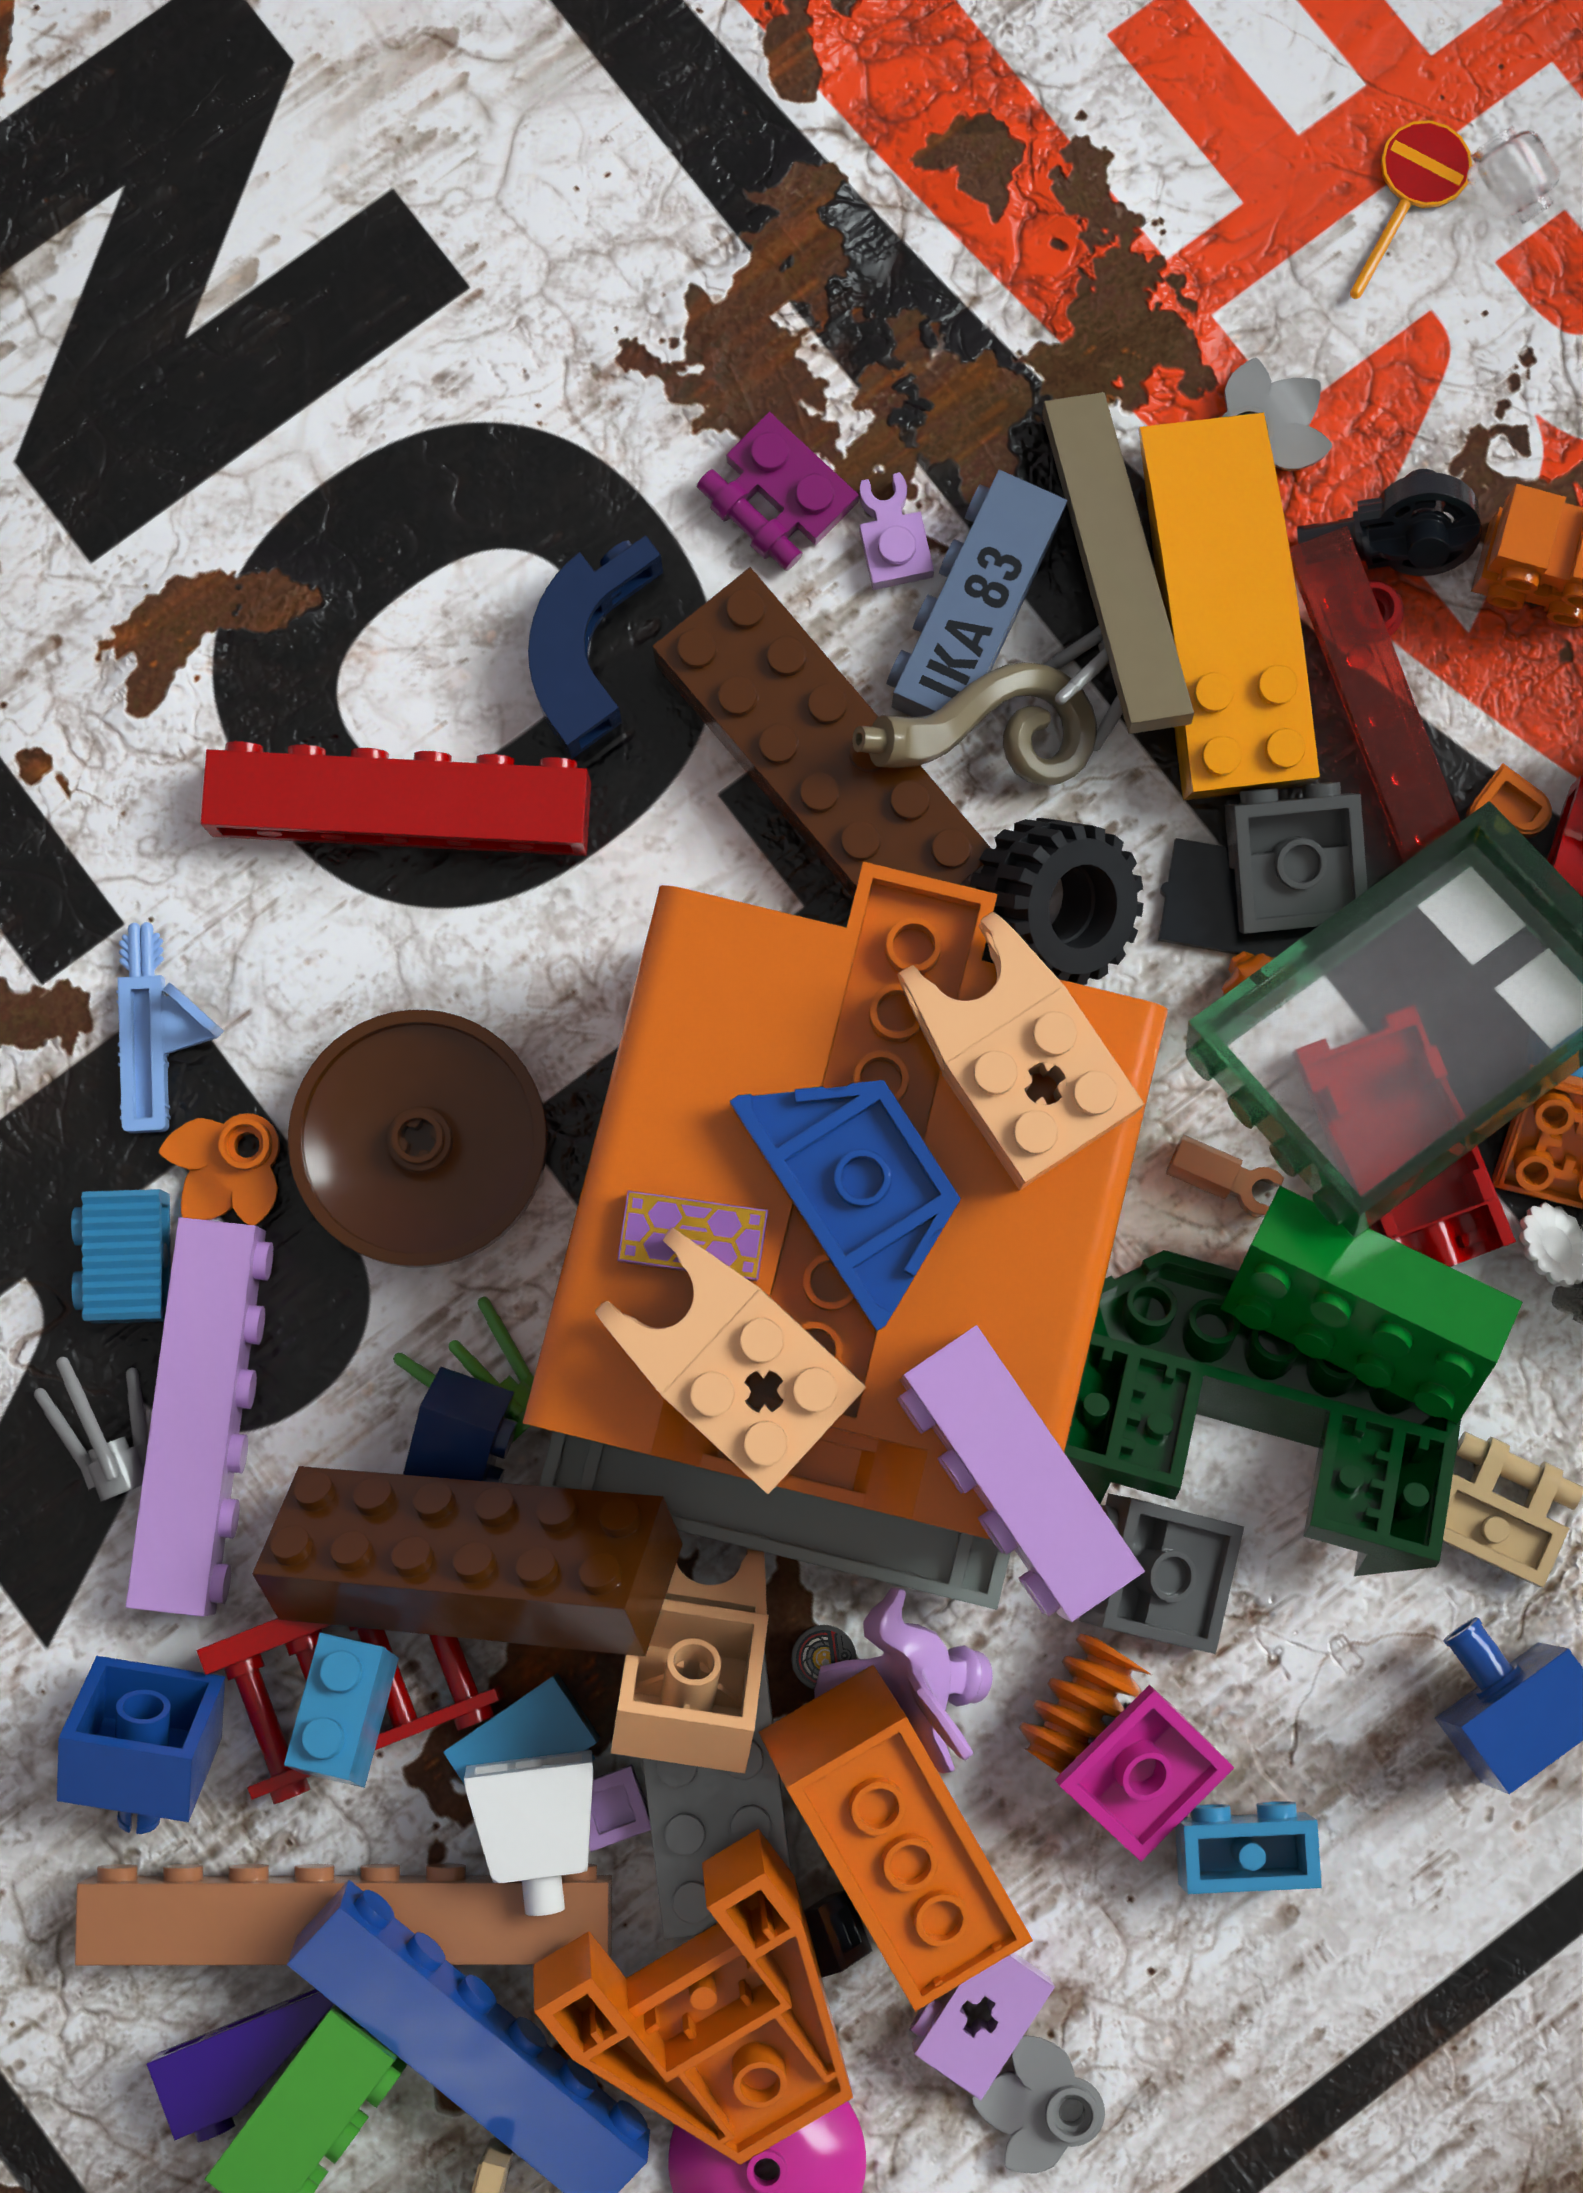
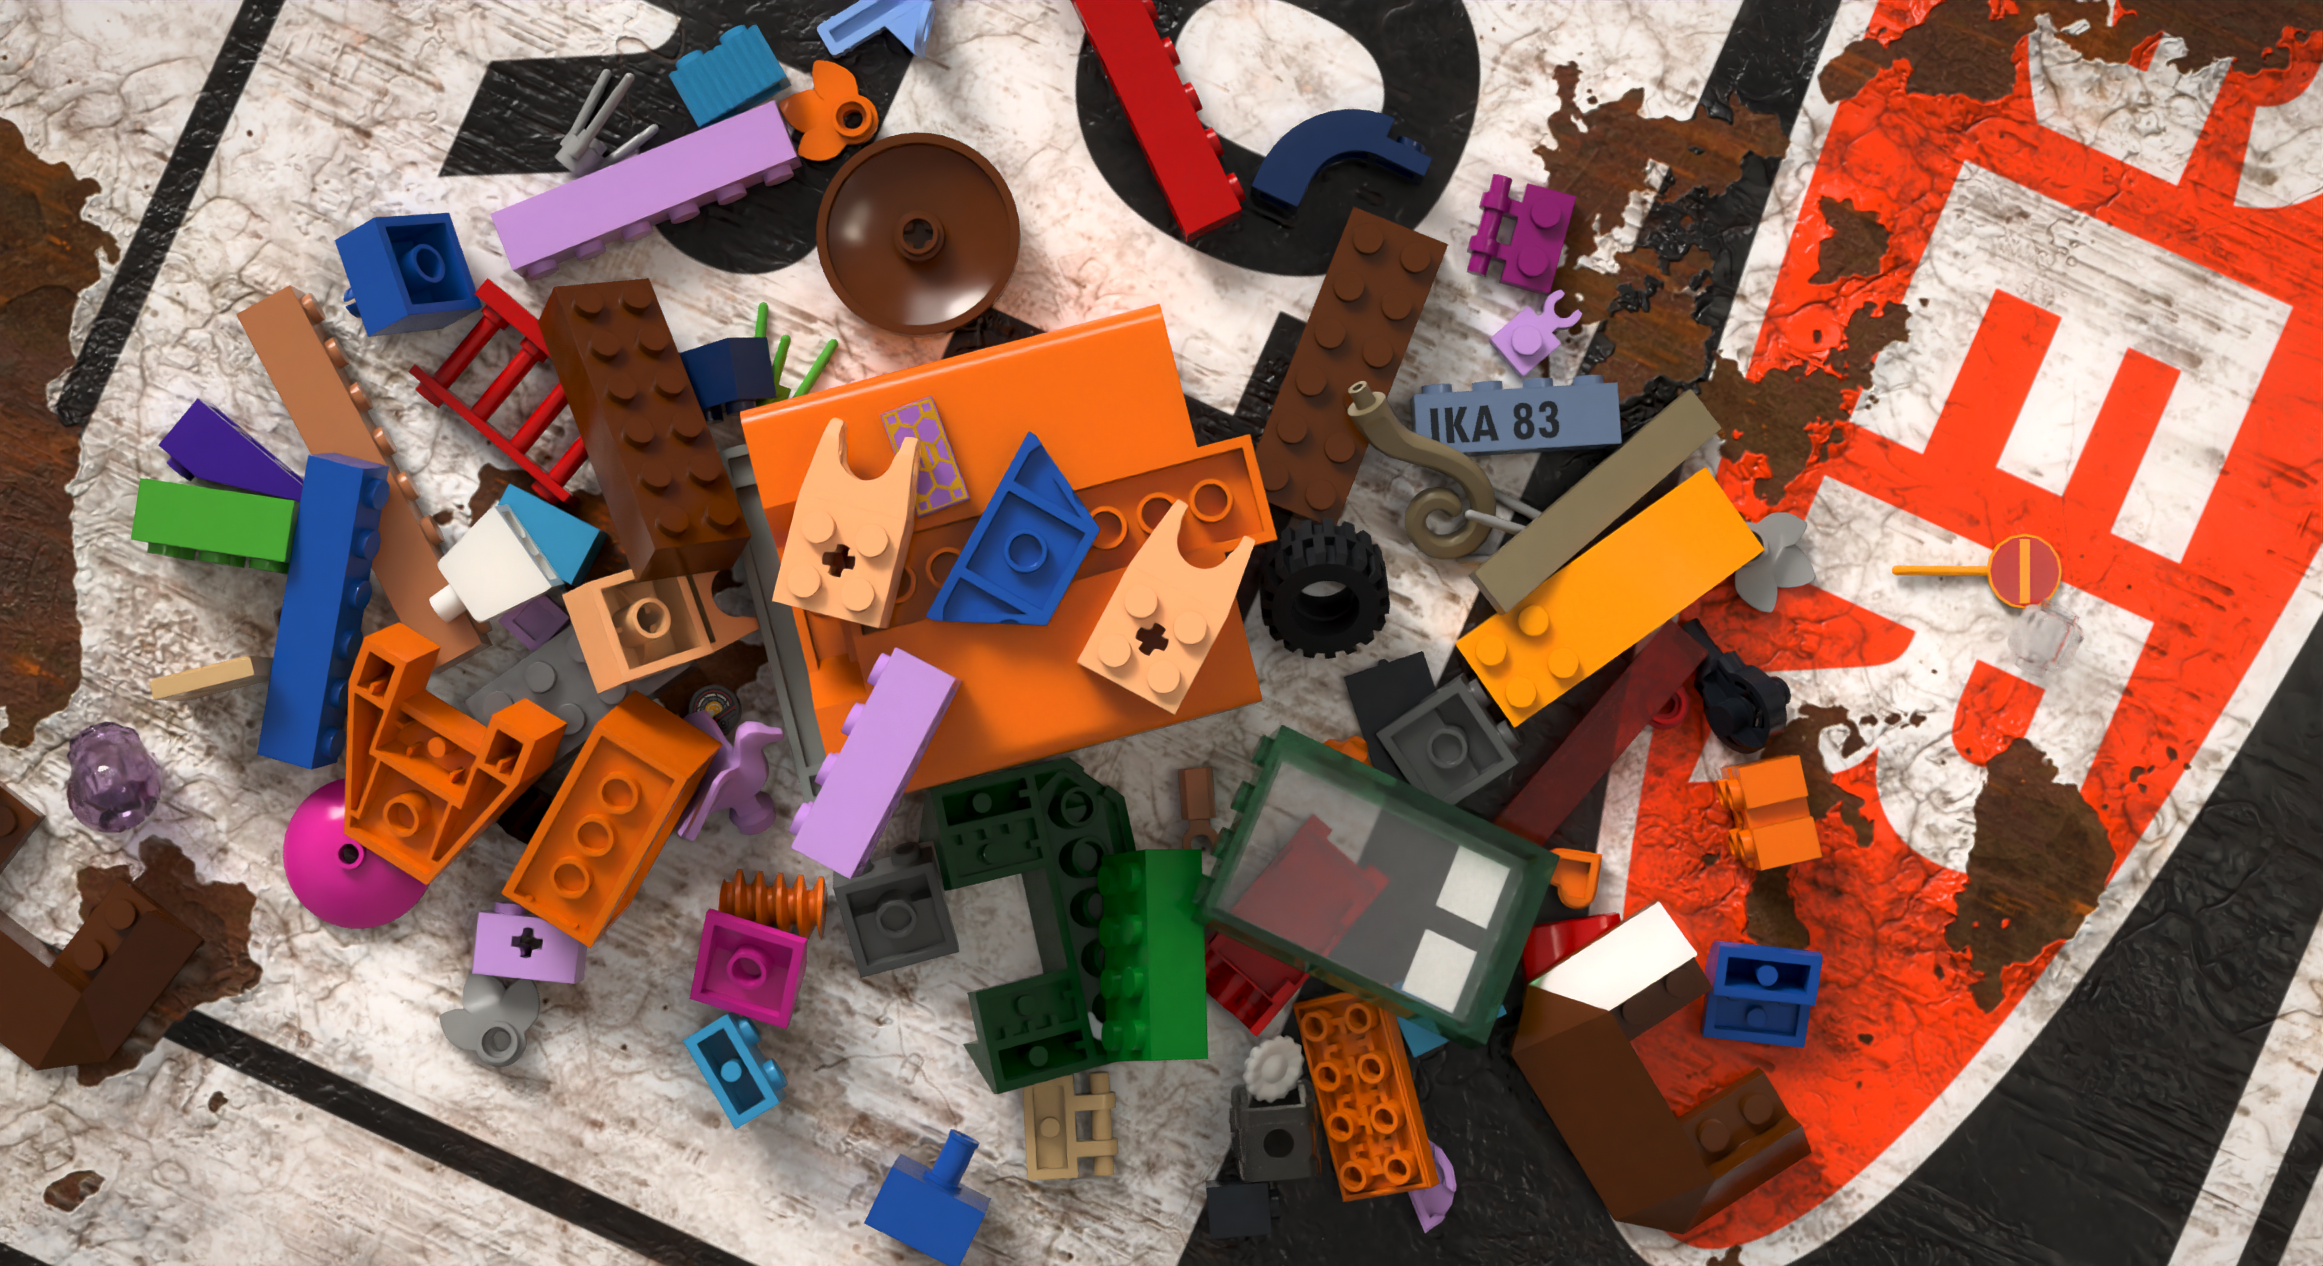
camera: 60 degrees right, 5 degrees up
(341, 1710) = (497, 399): dark azure brick -> none

